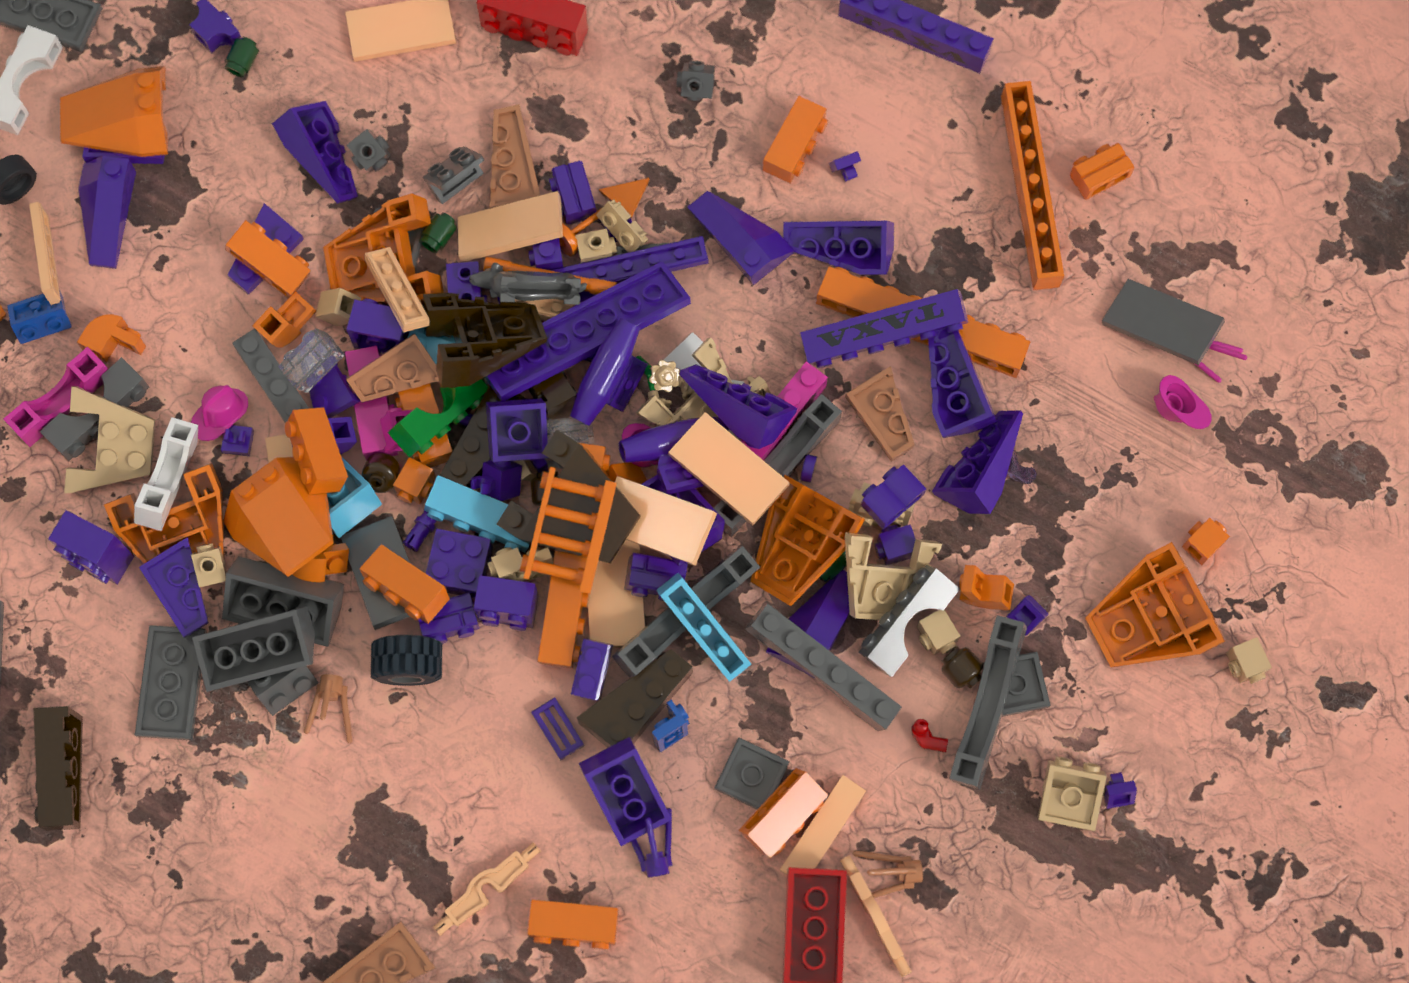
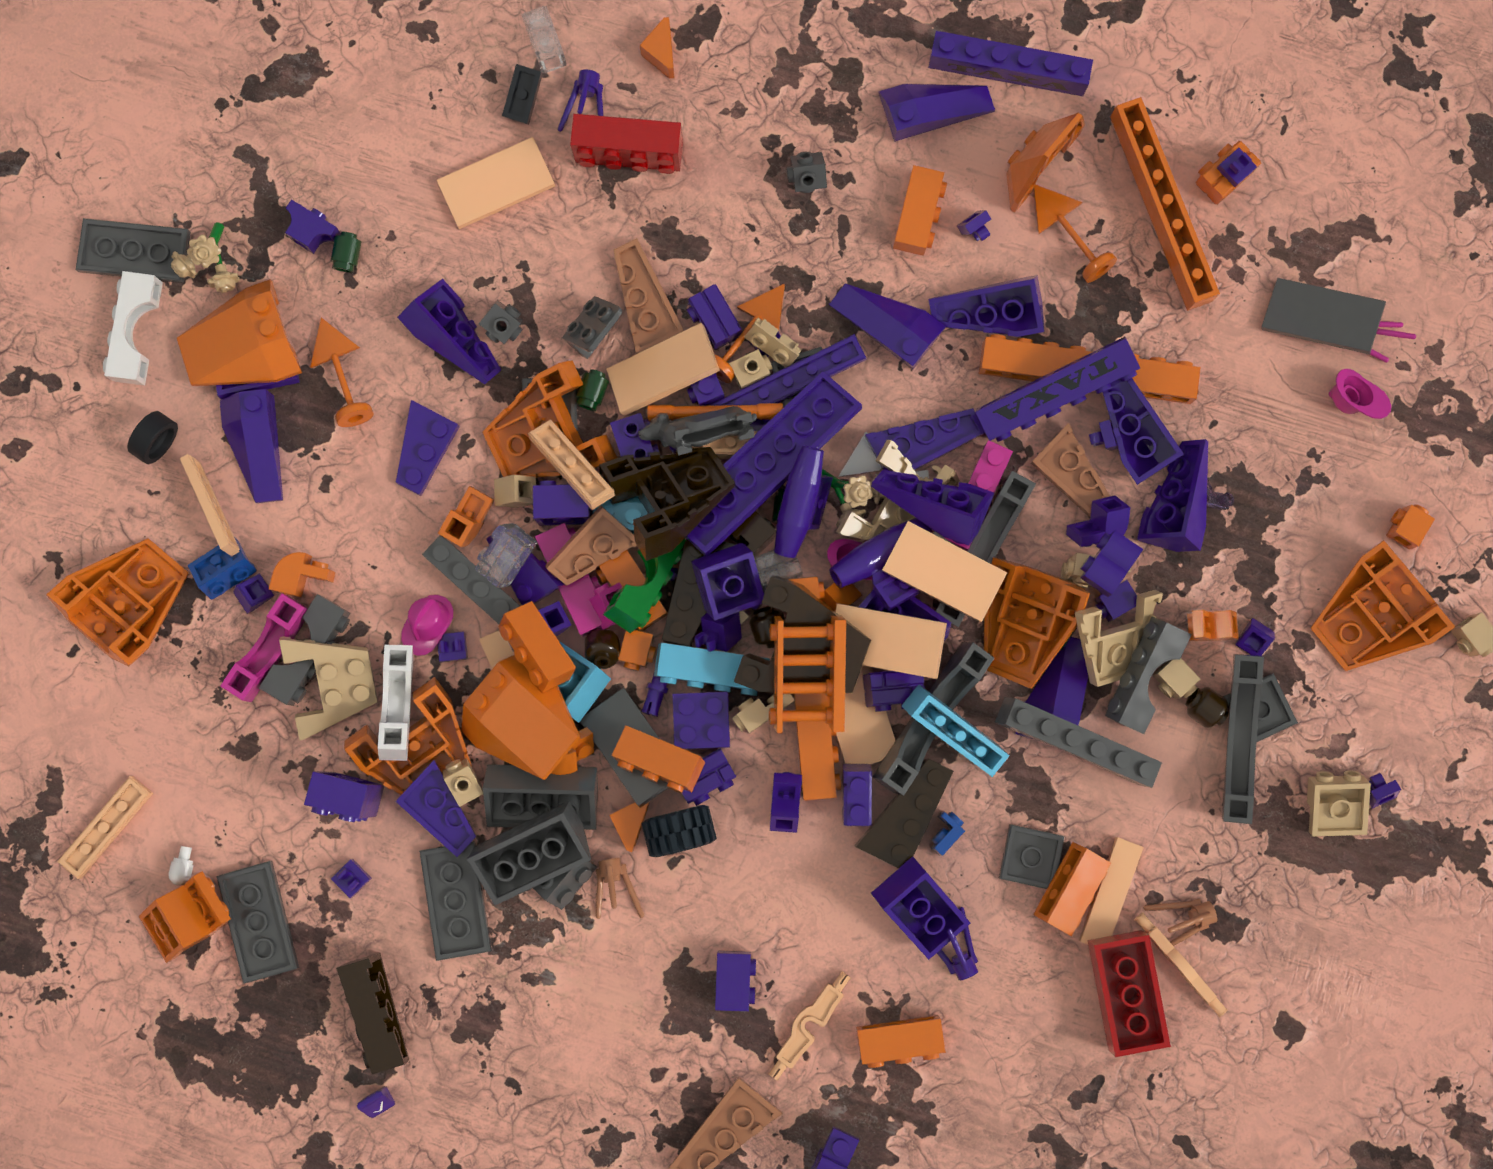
camera: 10 degrees left, 10 degrees up
(35, 860) = (376, 1102): none -> dark purple slope
(61, 346) = (253, 593): none -> dark purple slope
(75, 637) = (351, 878): none -> dark purple tile
(108, 21) = (206, 252): none -> tan plant
(201, 138) = (329, 346): none -> orange piece
(268, 258) = (433, 459): orange brick -> none
(358, 645) = (628, 823): none -> orange slope
(422, 822) = (733, 981): none -> dark purple brick
(506, 602) = (758, 749): dark purple brick -> none
(520, 660) = (785, 802): none -> dark purple brick
(569, 748) = (819, 840): dark purple tile -> none
(754, 352) = (930, 438): none -> dark purple wing
(808, 468) = (1013, 544): dark purple tile -> none
(827, 50) = (927, 107): none -> dark purple wedge
(903, 453) = (1106, 516): none -> dark purple brick
(922, 386) = (1105, 436): none -> dark purple tile
(925, 167) = (1052, 208): none -> orange piece
(925, 738) = (1187, 782): red arm -> none
(948, 96) = (1037, 155): none -> orange wedge
(1108, 165) = (1237, 167): none -> dark purple tile

